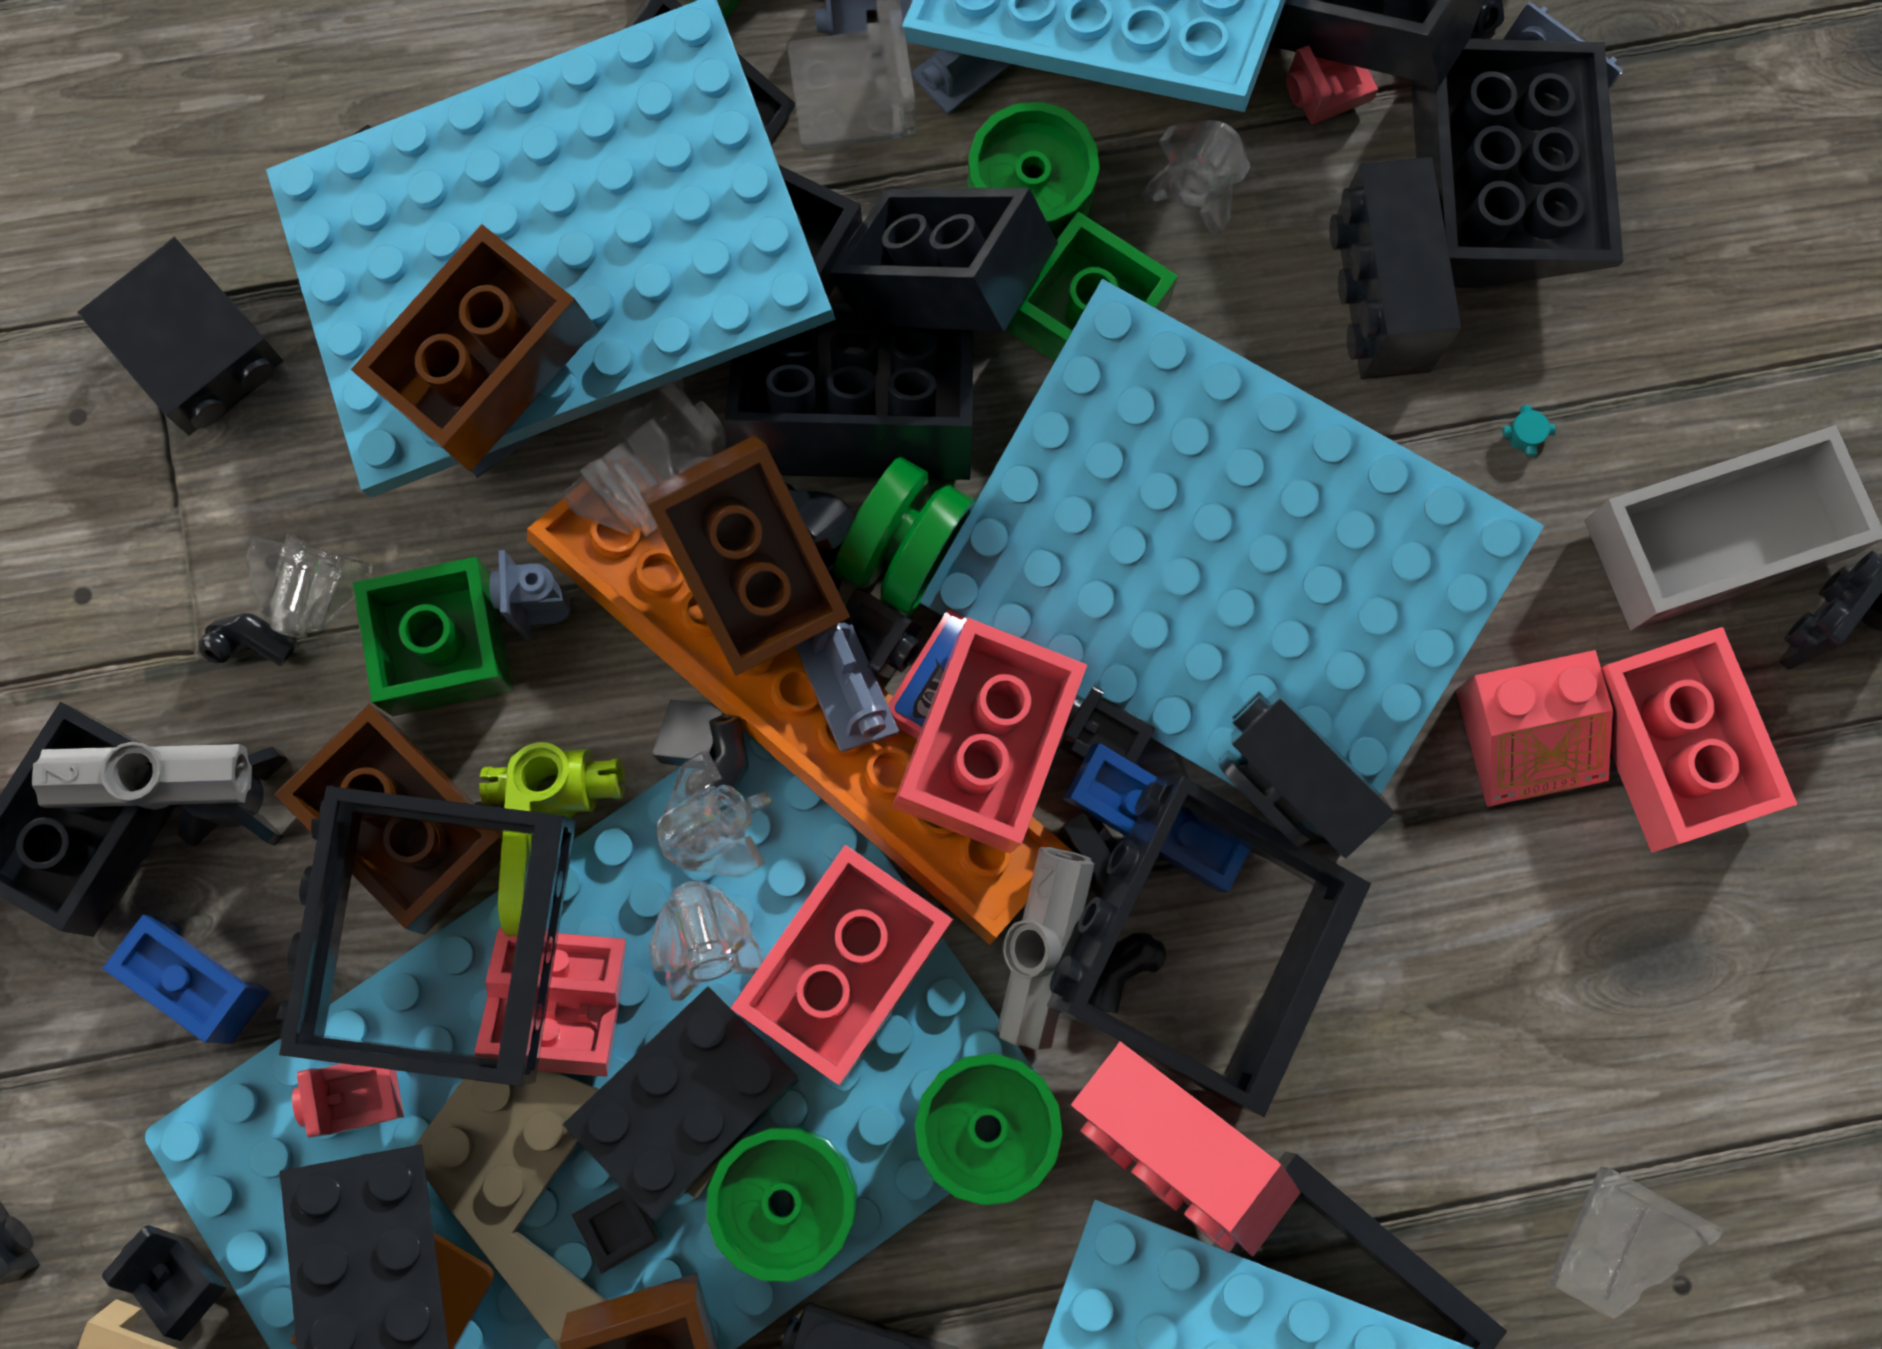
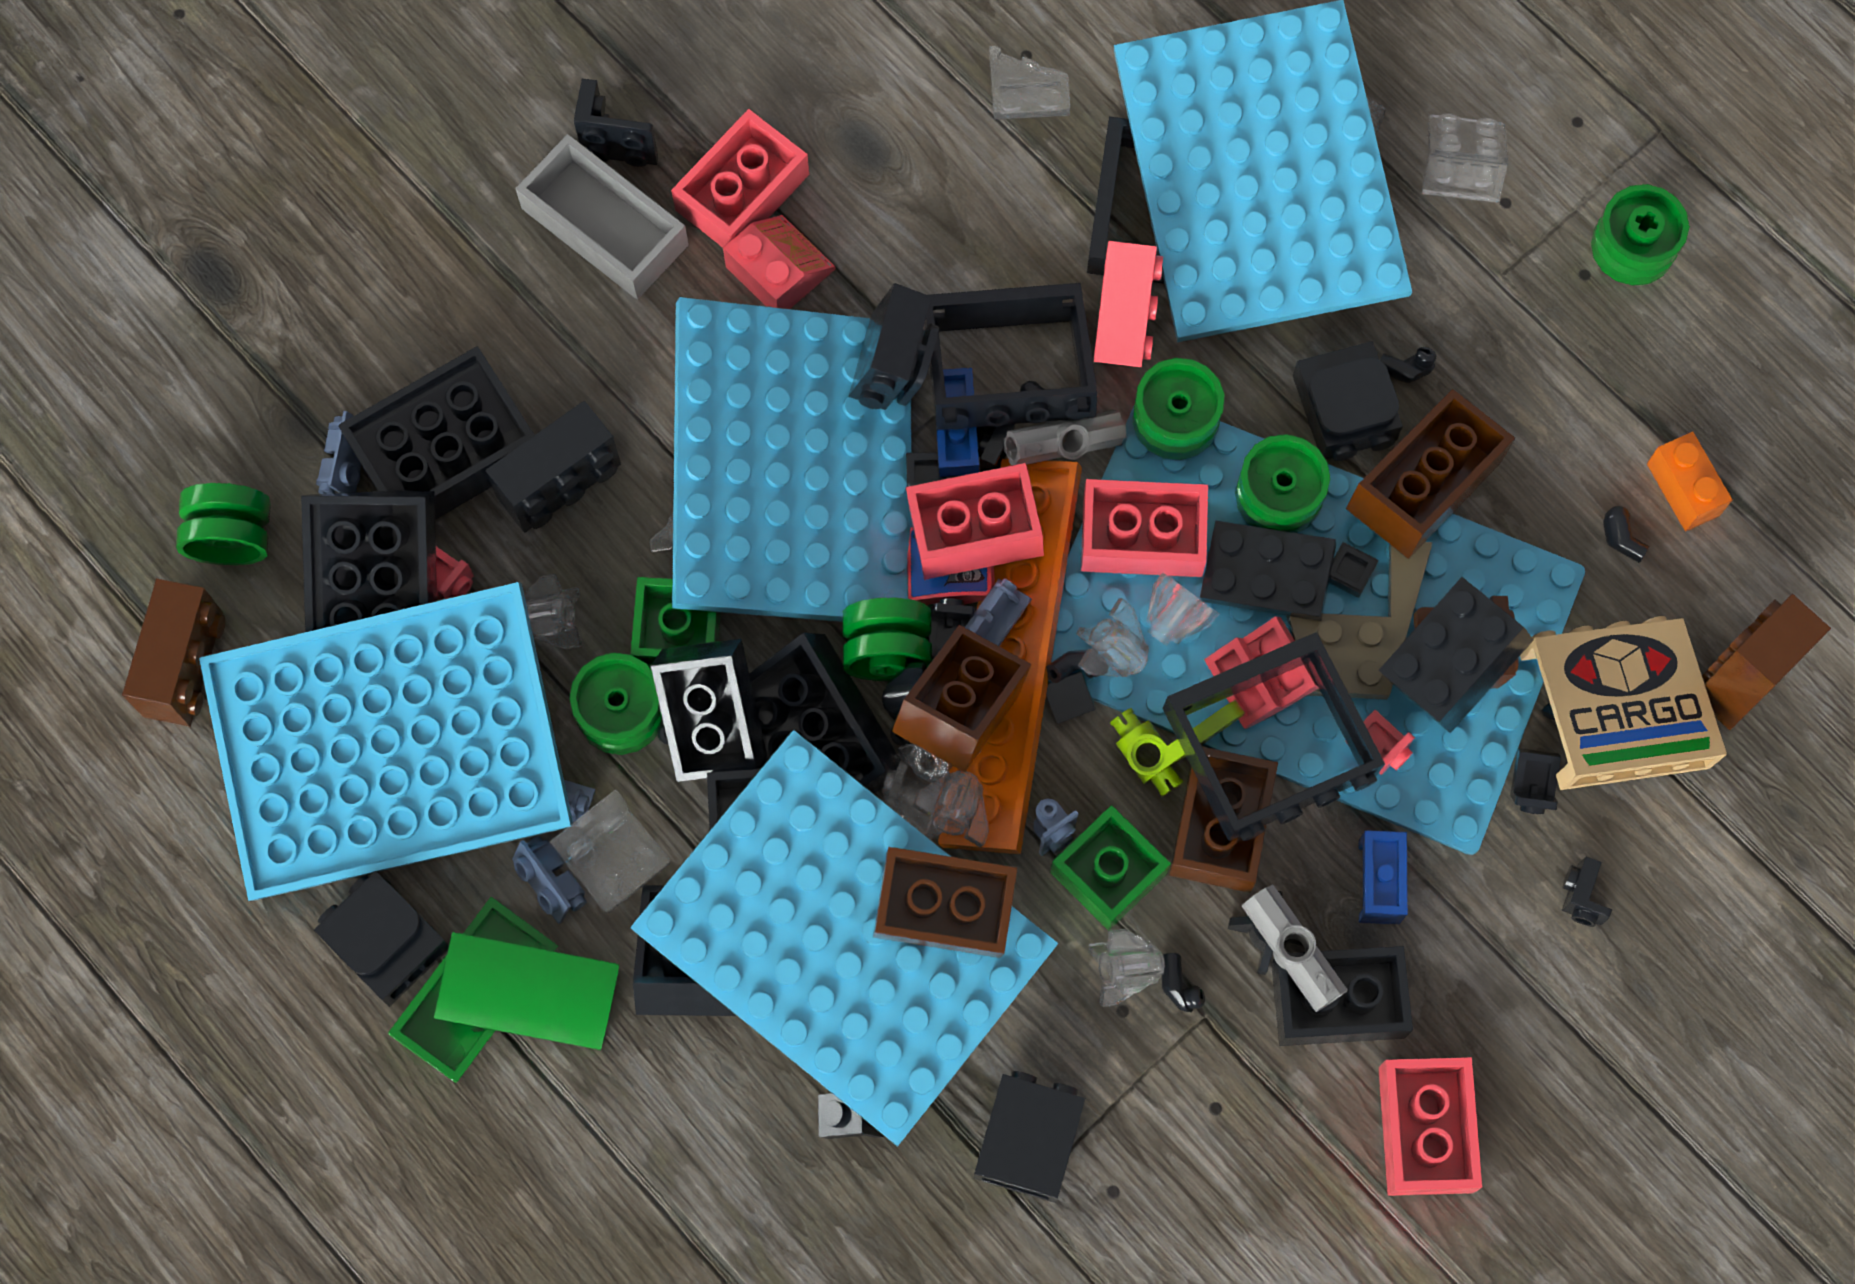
camera: 120 degrees left, 5 degrees down
(1528, 430) = (600, 356): teal piece -> none

